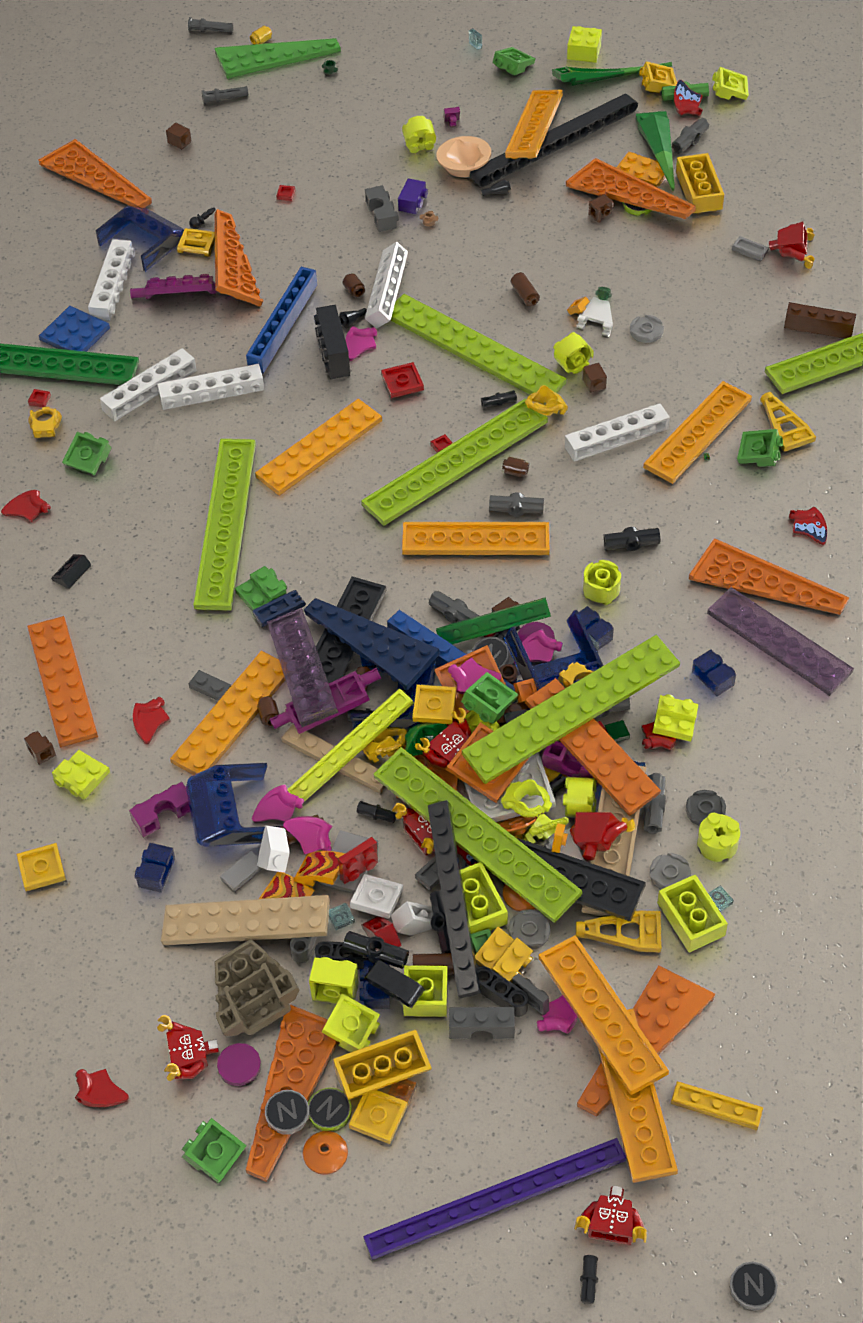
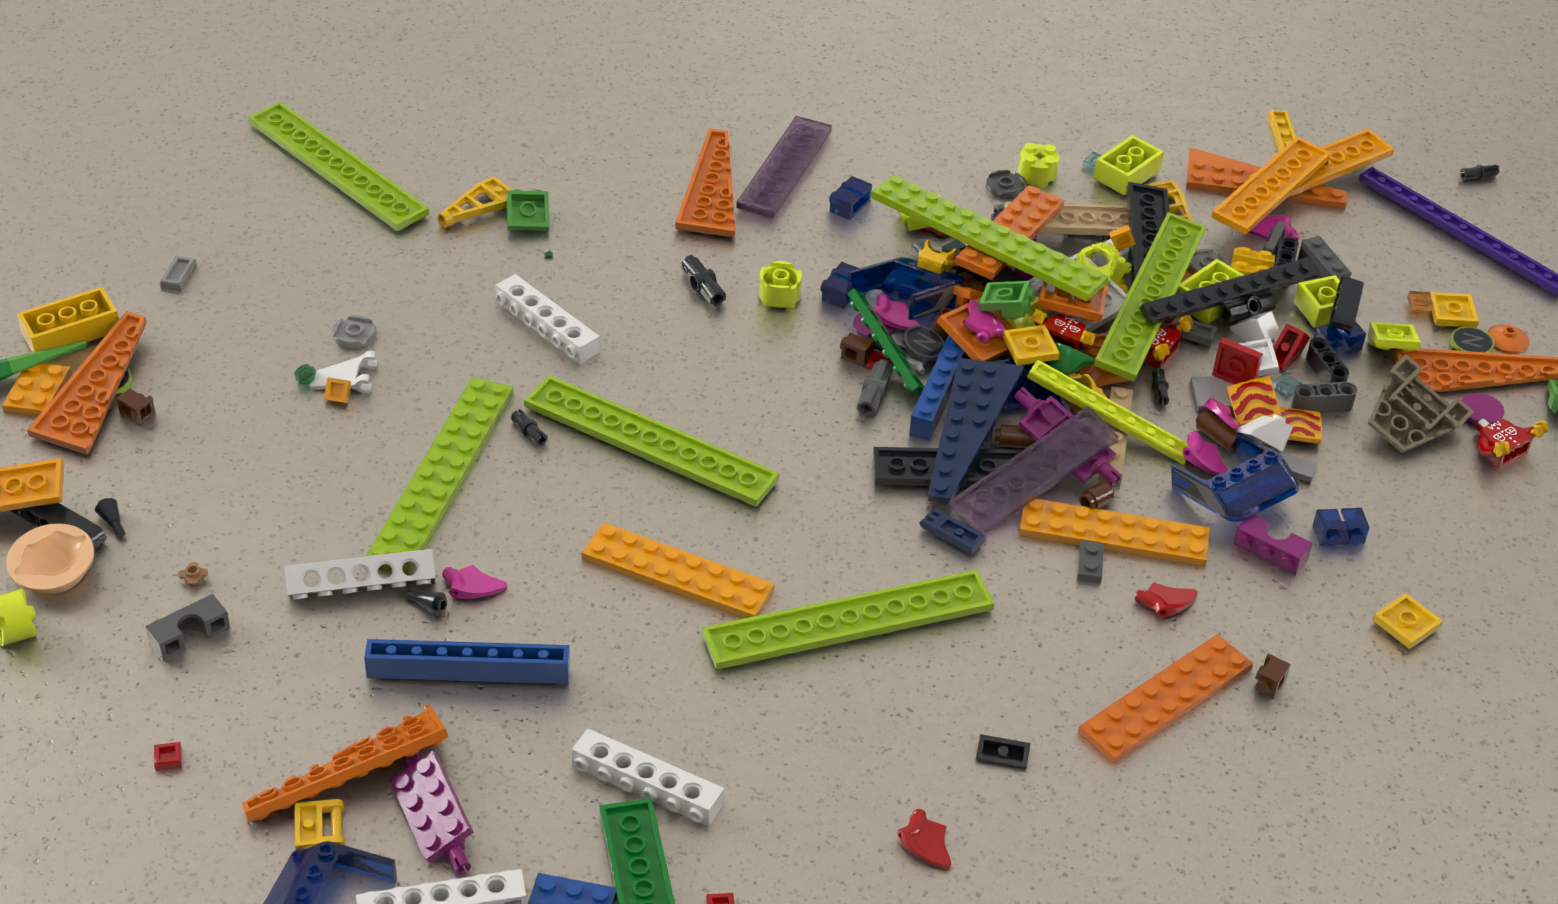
camera: 115 degrees left, 10 degrees down
(44, 428) = (777, 860): yellow piece -> none
(80, 774) = (1277, 631): neon yellow plate -> none
(87, 453) = (807, 798): bright green plate -> none
(196, 222) = (266, 848): black bar -> none
(211, 386) = (623, 704): white brick -> none
(246, 920) = (1351, 437): tan plate -> none
(261, 588) = (933, 553): bright green plate -> none
(287, 1112) = (1503, 356): black tile -> none
(332, 342) = (498, 591): black brick -> none
(333, 978) = (1365, 356): neon yellow brick -> none
(353, 285) = (364, 613): reddish brown brick -> none
(364, 945) = (1320, 327): black piece -> none
(381, 1064) = (1409, 303): yellow slope -> none
(402, 380) = (531, 519): red plate -> none
(412, 196) = (151, 599): dark purple brick -> none
(435, 959) = (1291, 308): reddish brown brick -> none
(440, 443) = (625, 461): red tile -> none
(475, 538) = (763, 398): light orange plate -> none
(515, 467) = (638, 386): reddish brown brick -> none
(516, 504) = (696, 375): dark grey piece -> none
(518, 824) = (1125, 264): orange dish -> none
(525, 289) = (321, 443): reddish brown brick -> none
(553, 402) = (525, 371): yellow piece -> none
(573, 353) = (437, 368): neon yellow brick -> none
(579, 796) = (1060, 239): neon yellow brick -> none
(594, 377) = (463, 352): reddish brown brick -> none
(597, 831) = (1097, 219): red torso -> none
(612, 1219) = (1426, 163): red torso -> none
(669, 870) = (1087, 192): light grey tile -> none
(697, 432) = (513, 258): light orange plate -> none
(753, 1285) = (1411, 97): black tile -> none
(793, 243) = (167, 231): red torso -> none
(810, 523) = (617, 169): red arm -> none
(819, 320) = (303, 196): reddish brown brick -> none

